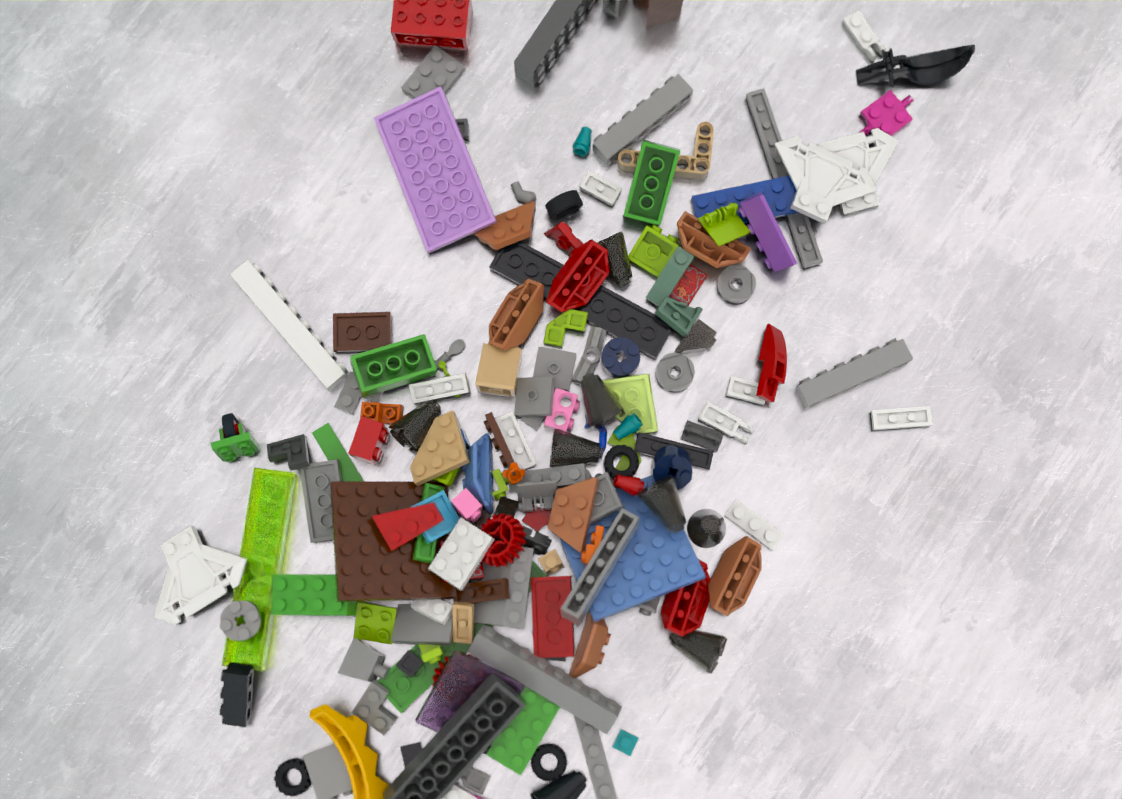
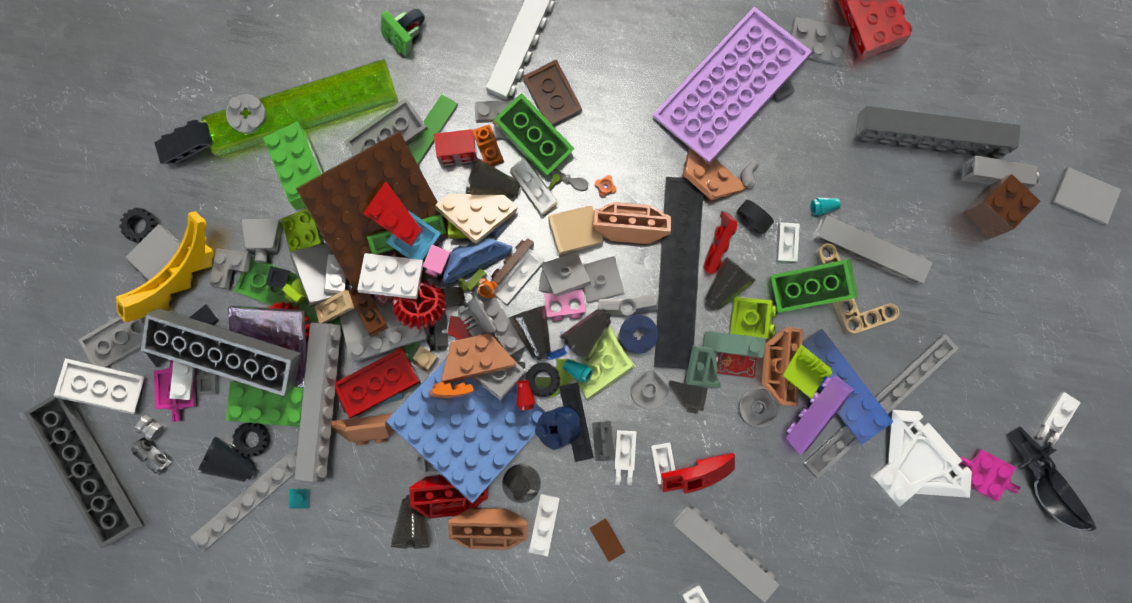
camera: 60 degrees right, 5 degrees up
(194, 576) = (269, 55): white plate -> none
(291, 448) = (418, 83): dark grey plate -> none
(471, 329) = (610, 187): none -> orange plate
(569, 319) = (638, 264): lime tile -> none
(579, 277) = (692, 262): red wedge -> none
(600, 567) = (435, 404): light grey brick -> none
(665, 503) = (520, 435): clear smoke cone -> none
(793, 474) = (607, 539): none -> reddish brown tile
(821, 178) = (895, 441): white plate -> none

